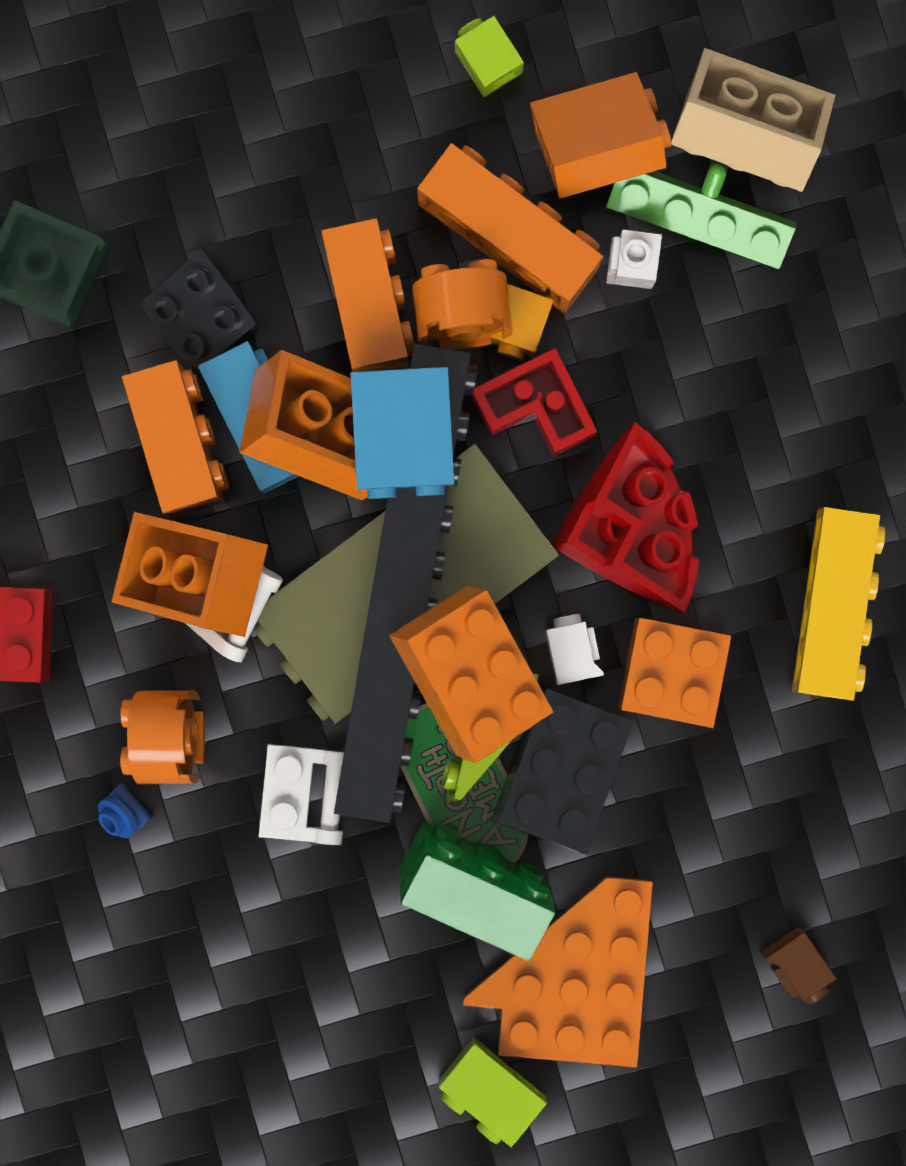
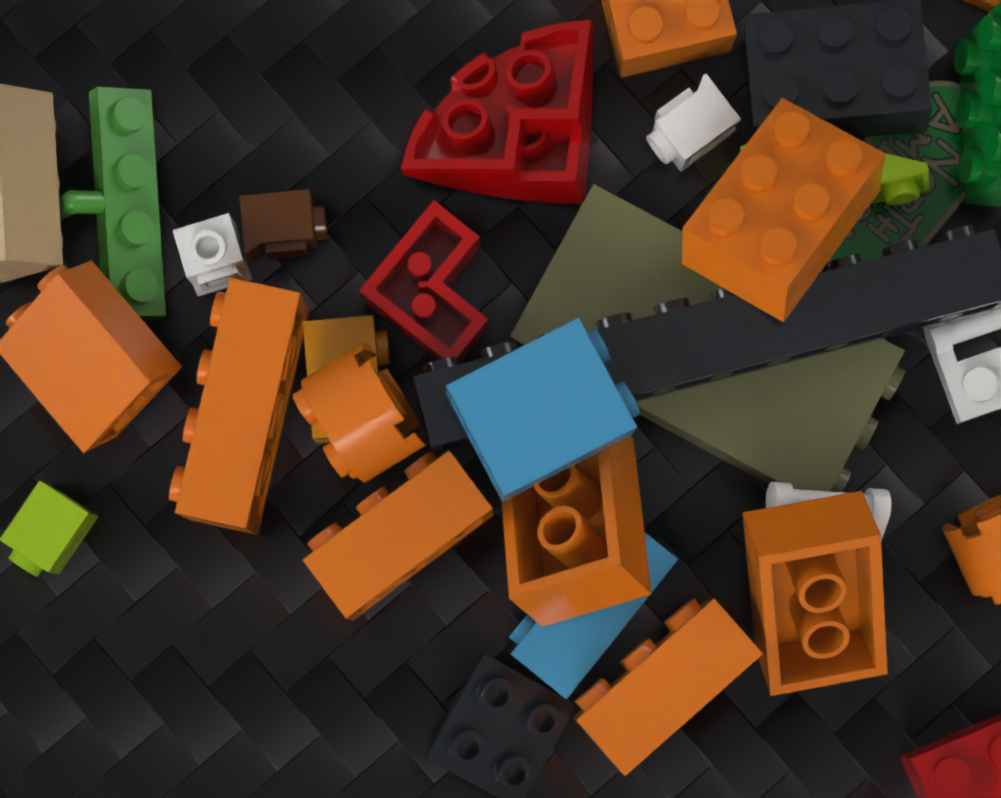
camera: 110 degrees left, 5 degrees down
(634, 318) = (281, 224): none -> reddish brown window

